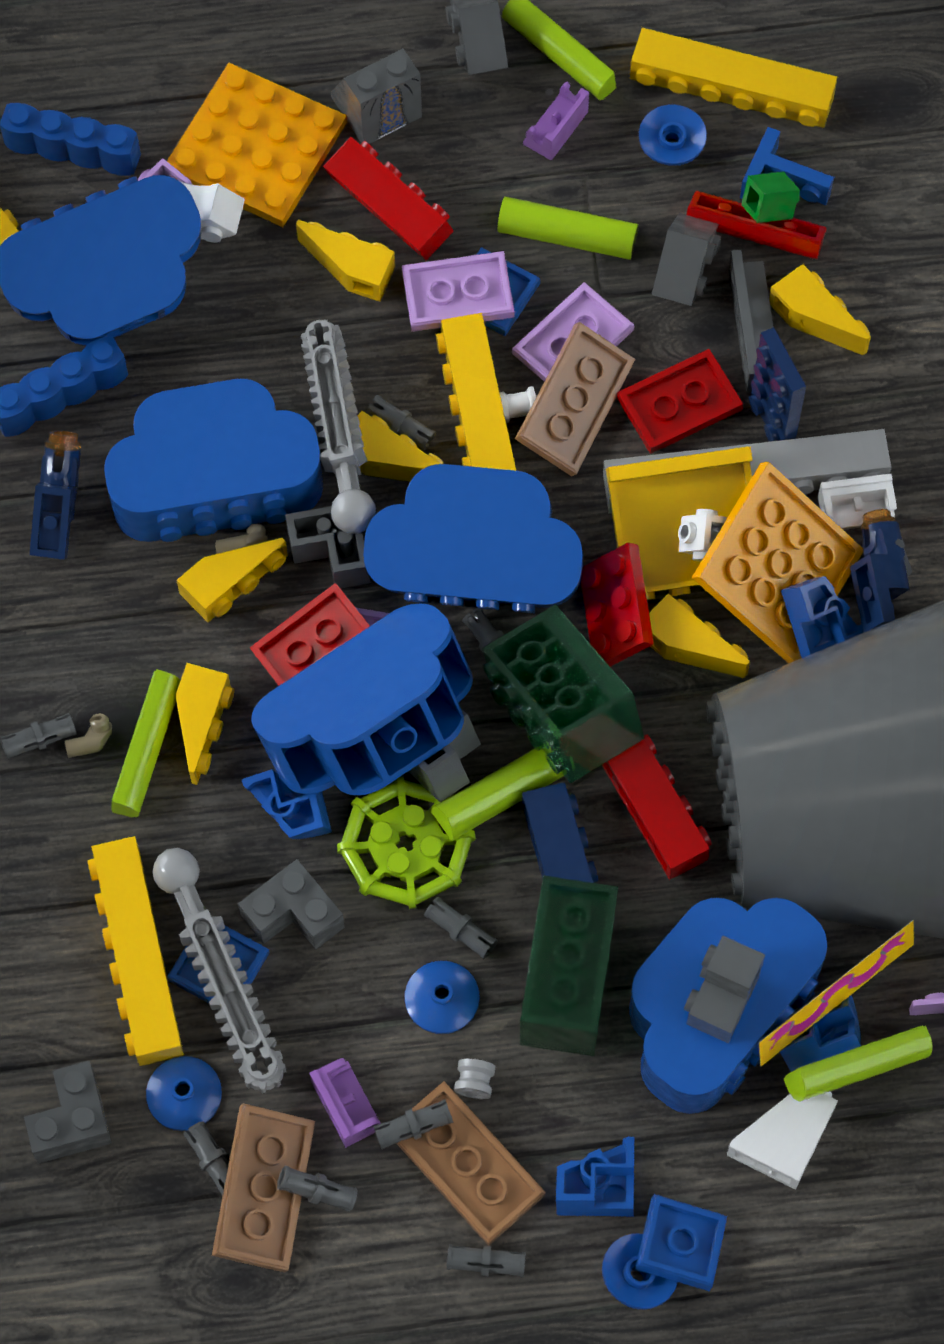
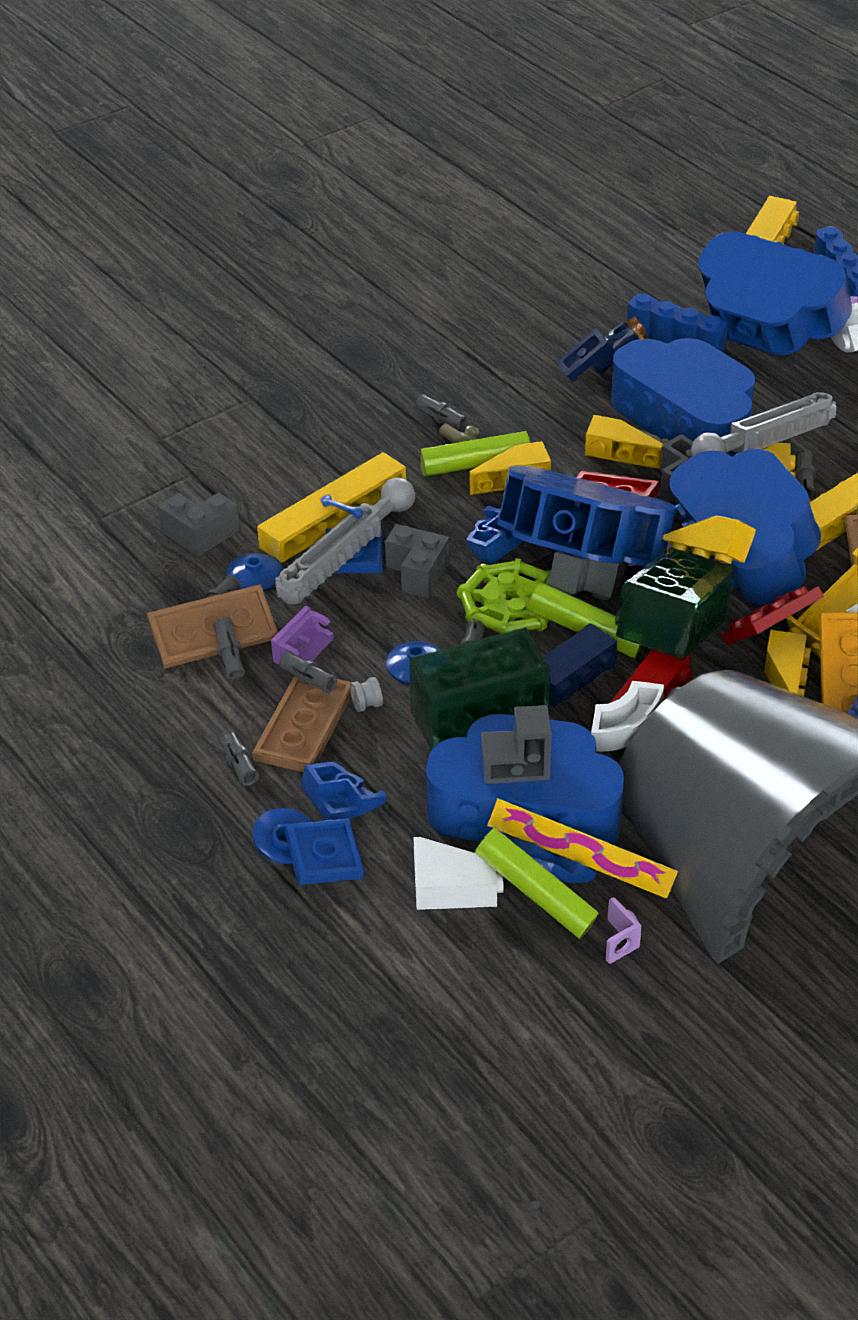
camera: 60 degrees right, 25 degrees down
(146, 956) = (327, 500): none -> blue hinge
(518, 599) = (715, 536): none -> yellow slope
(712, 848) = (618, 721): none -> white brick

